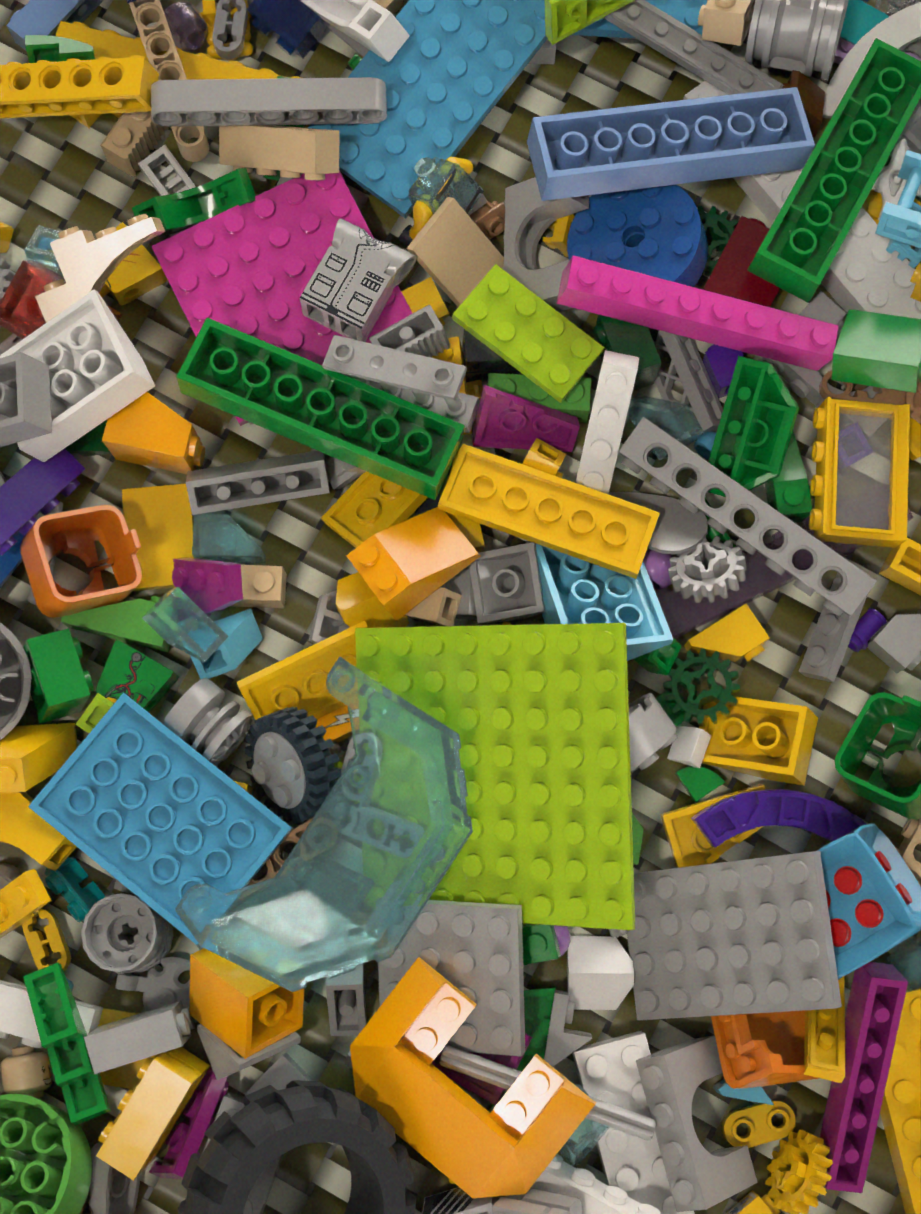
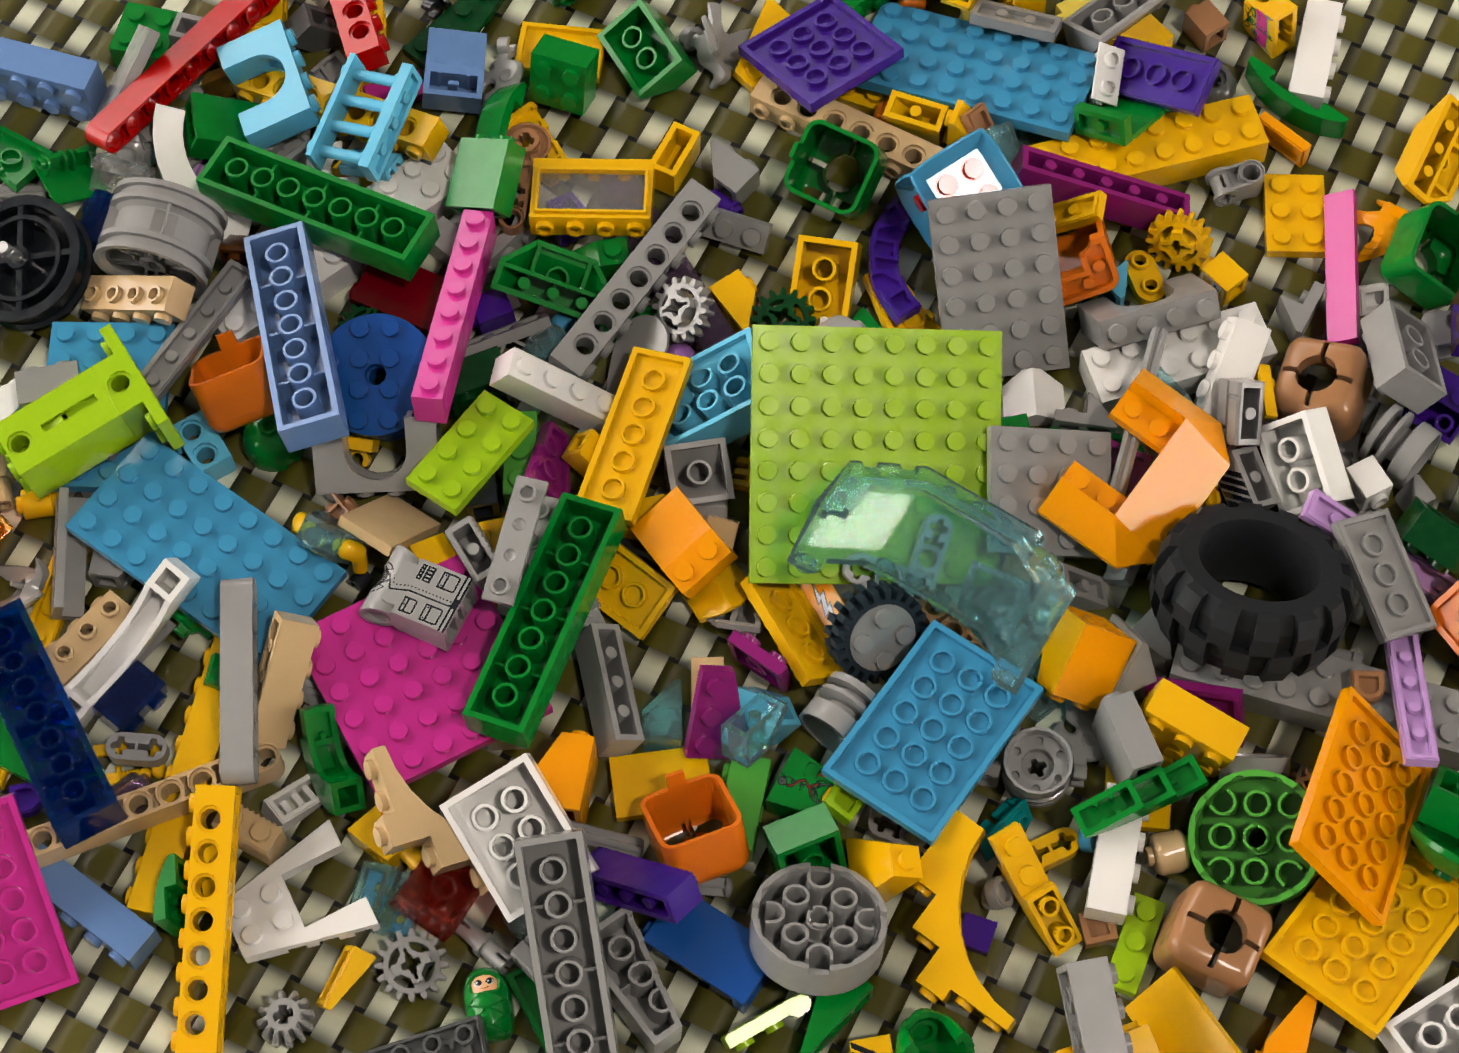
camera: 90 degrees left, 15 degrees down
(50, 154) = (266, 914): none -> white wing
(96, 469) = (612, 840): none -> light grey axle
(275, 638) = (766, 665): none -> magenta plate
(575, 84) = (206, 446): none -> medium azure brick
(627, 77) = (232, 383): none -> orange piece

